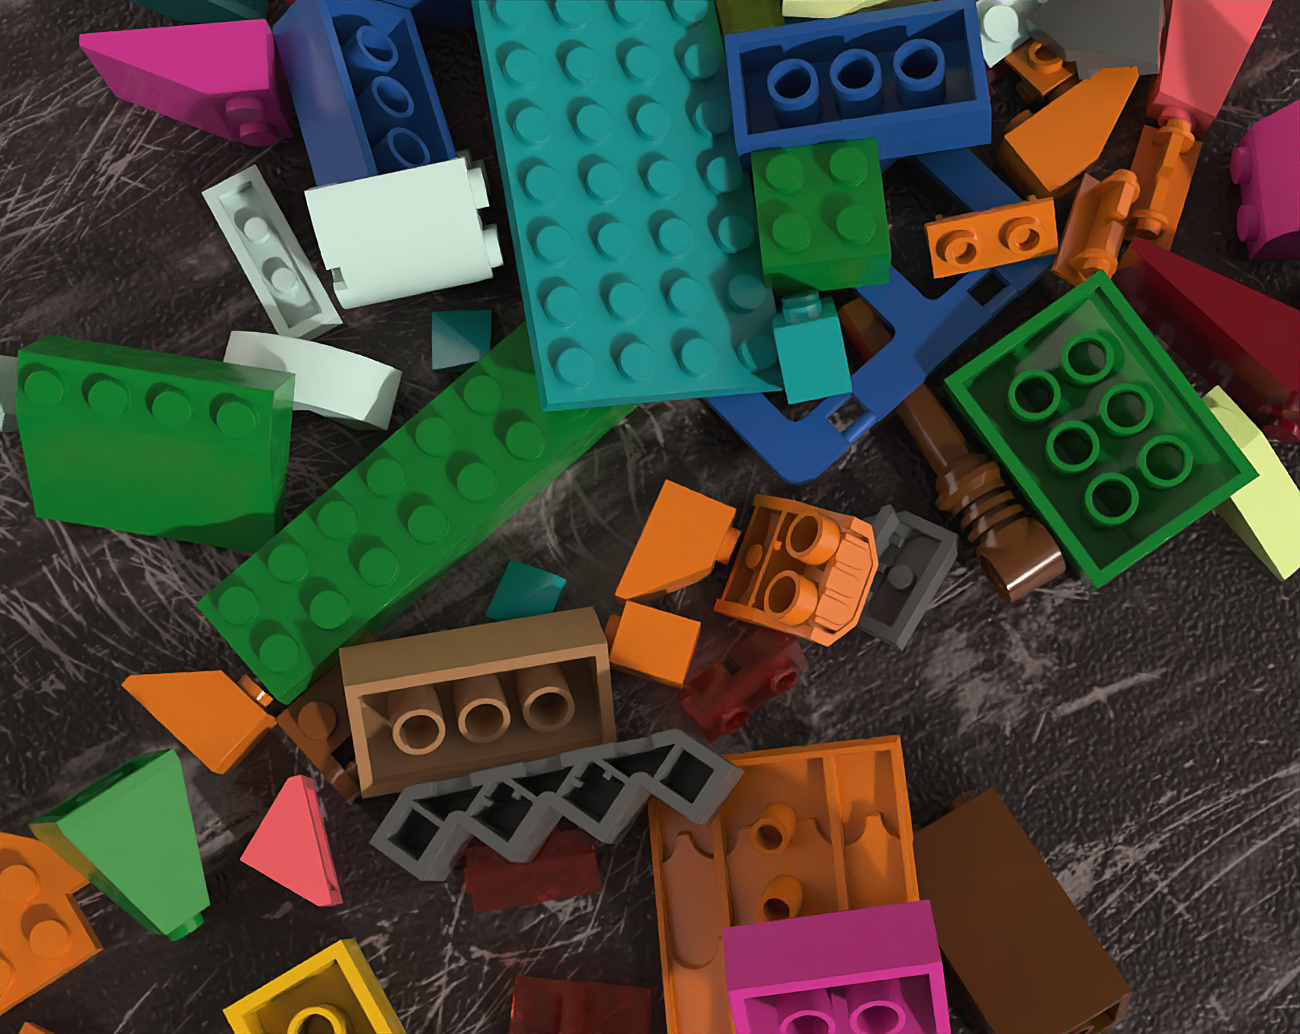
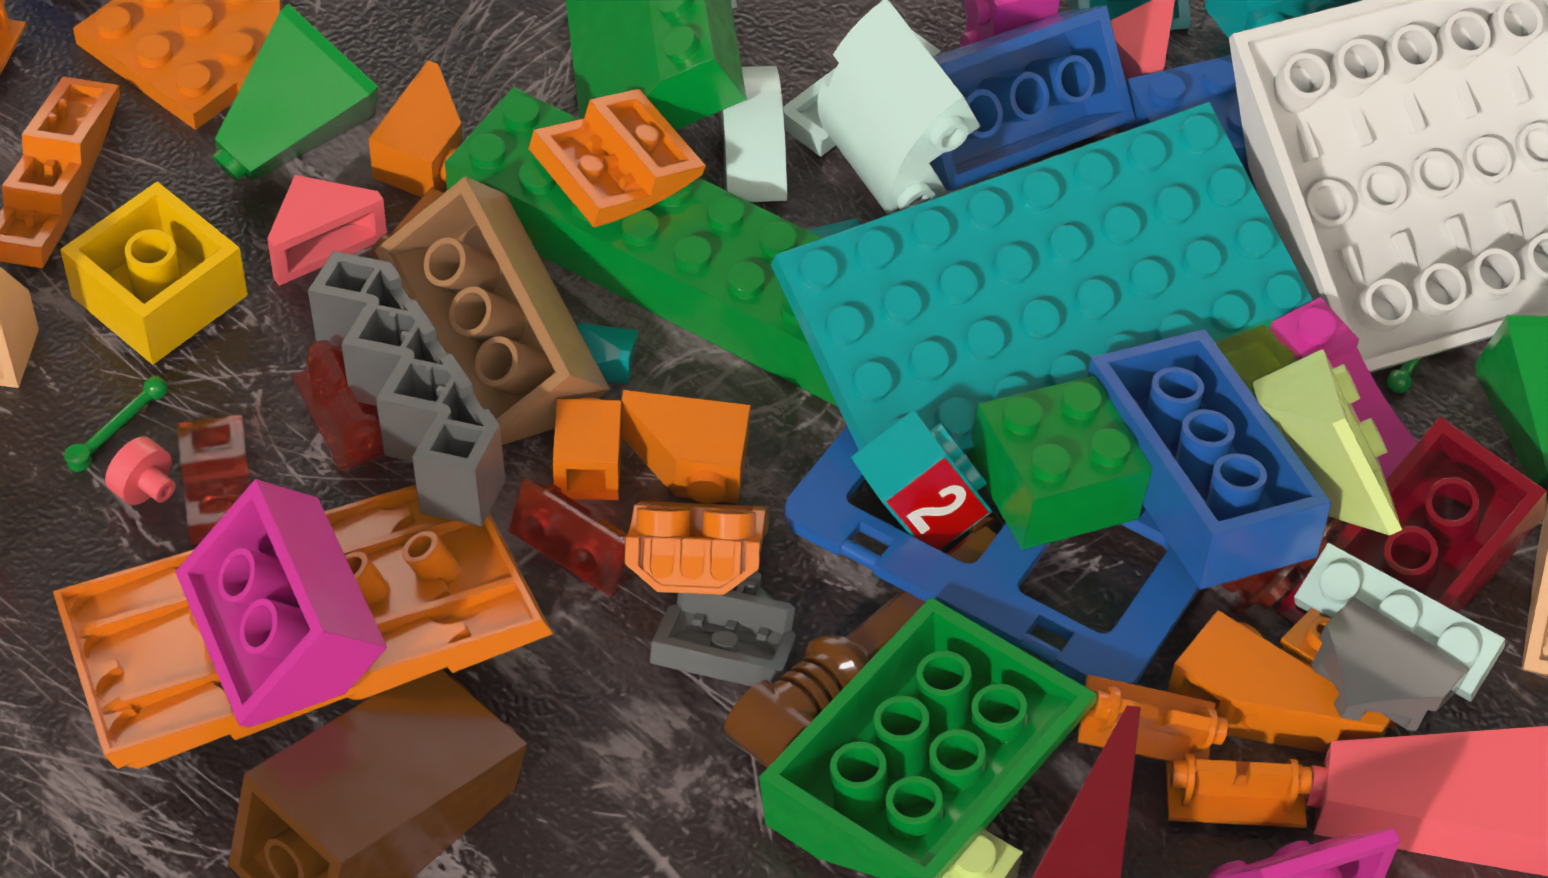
camera: 65 degrees right, 25 degrees down
(342, 525) = (616, 157): none -> orange slope
(992, 237) = (1101, 610): orange hinge -> none

